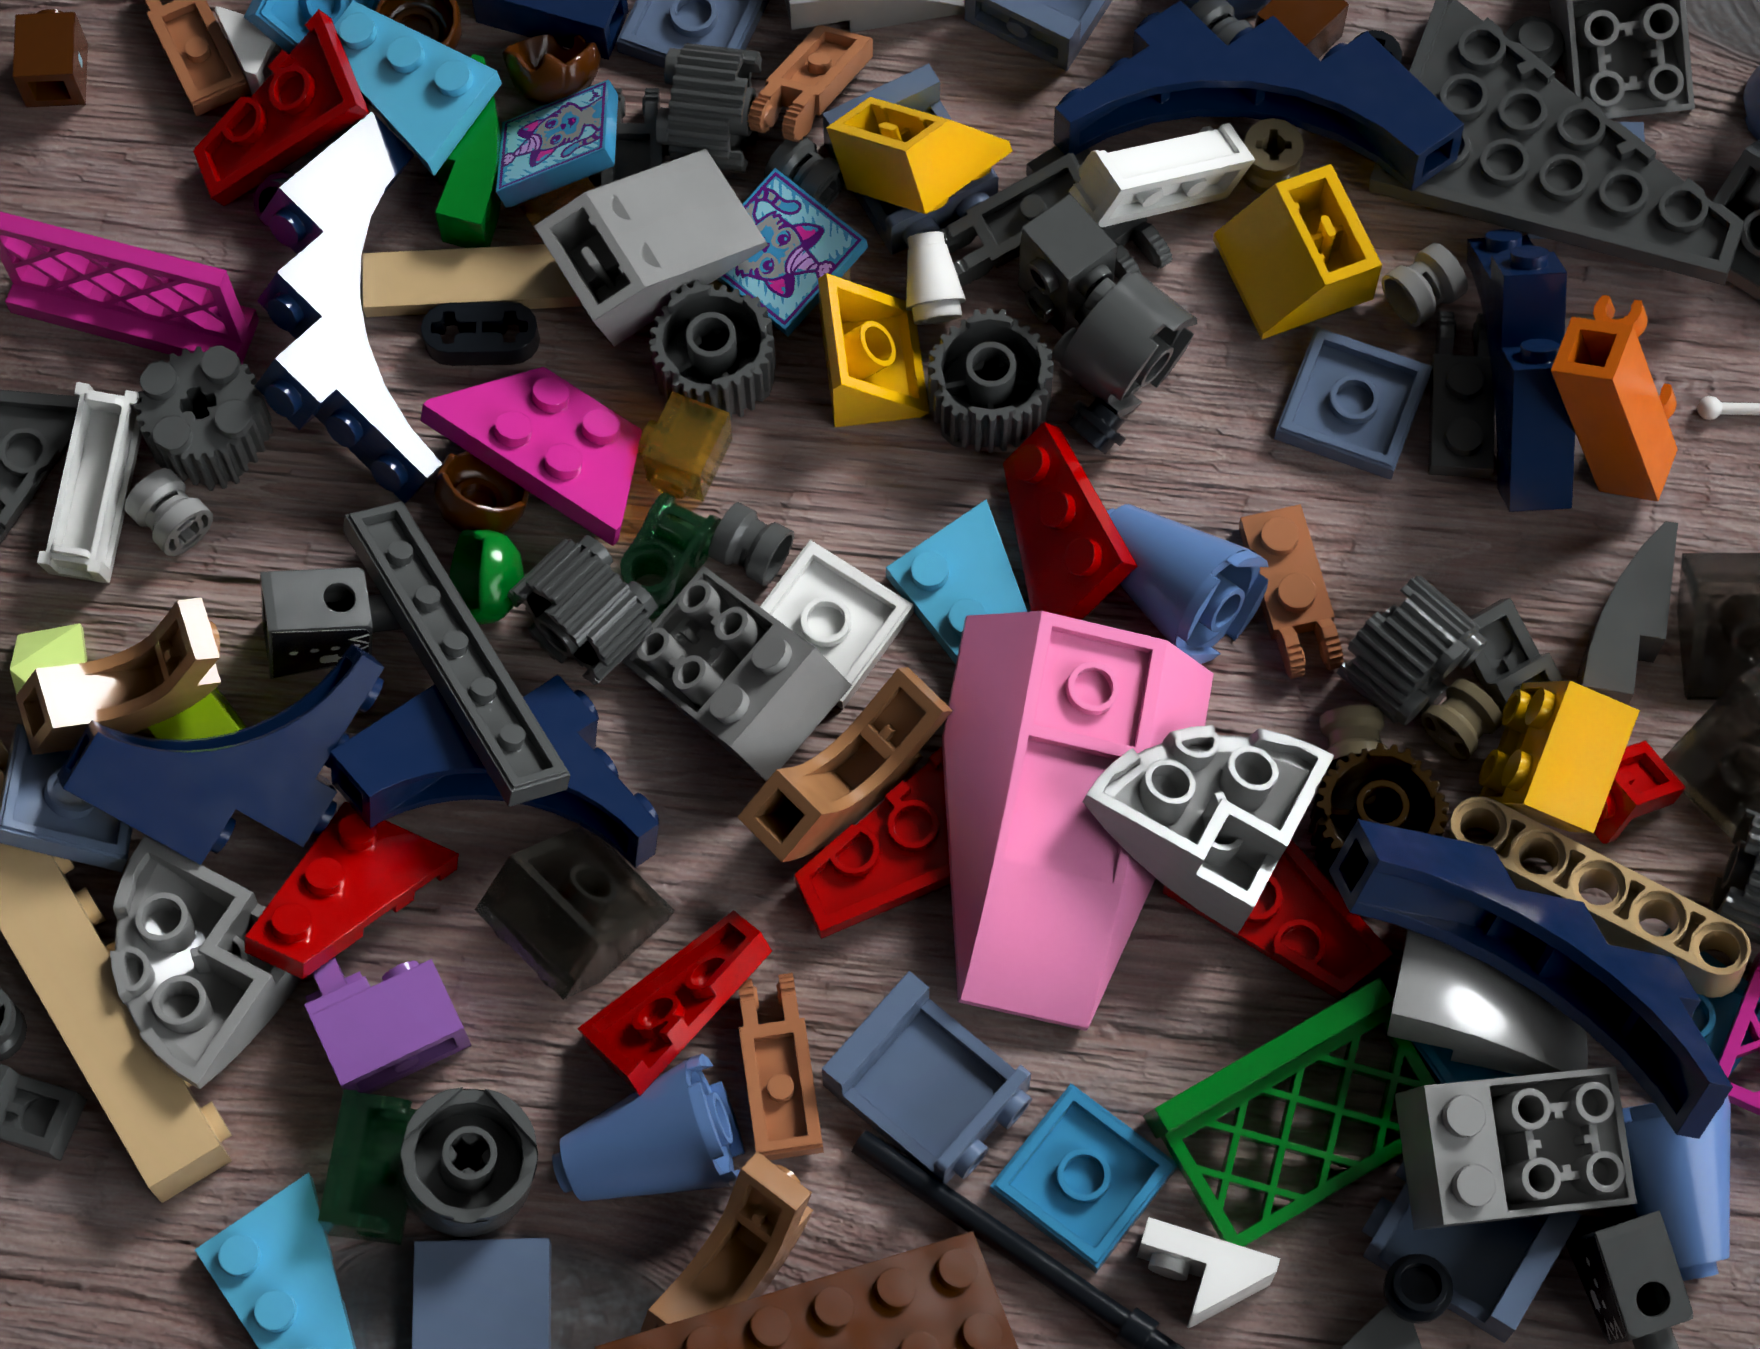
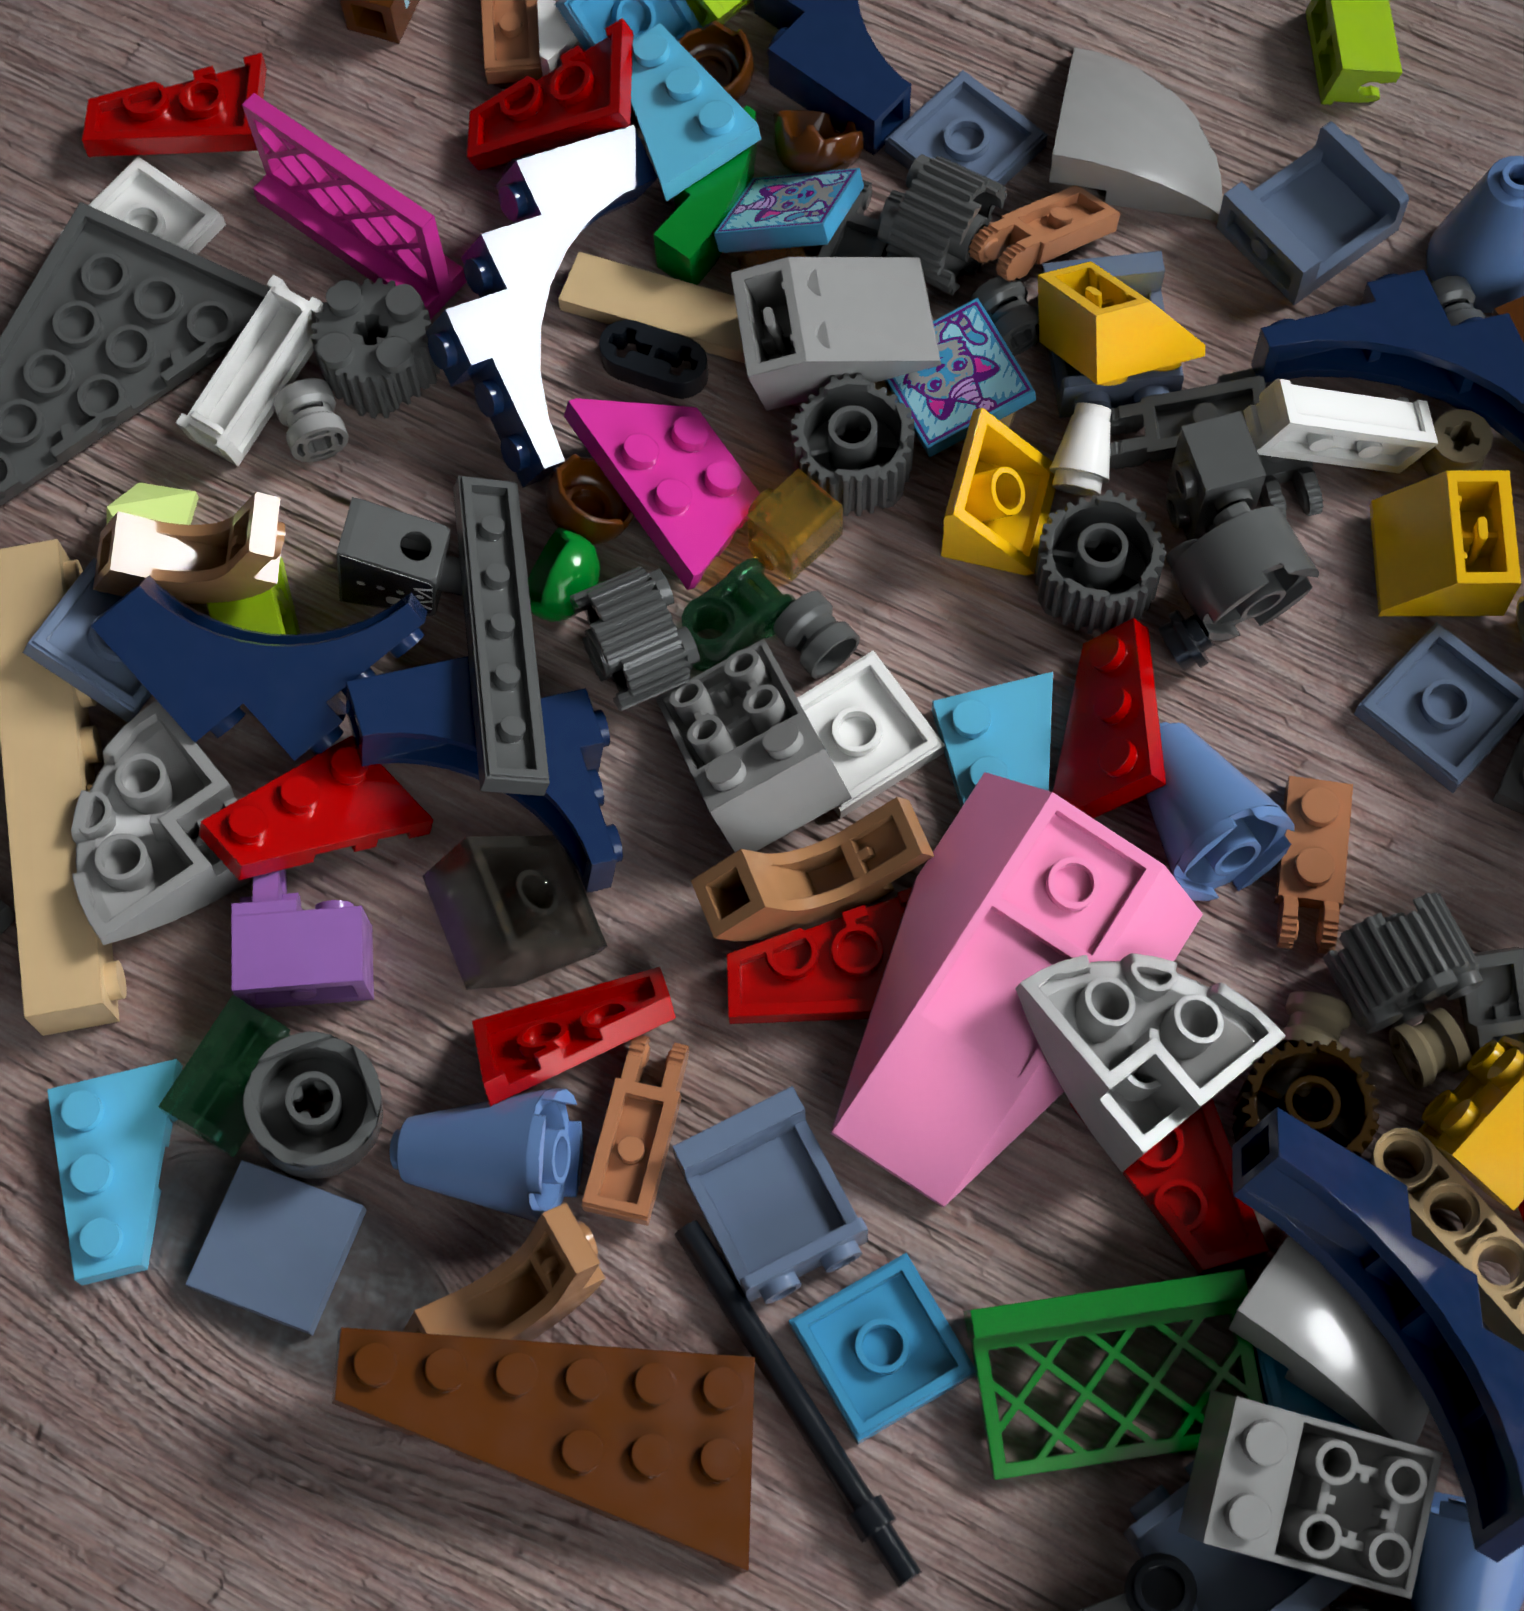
camera: 25 degrees right, 0 degrees up
(1226, 1269) = (979, 1494): white slope -> none

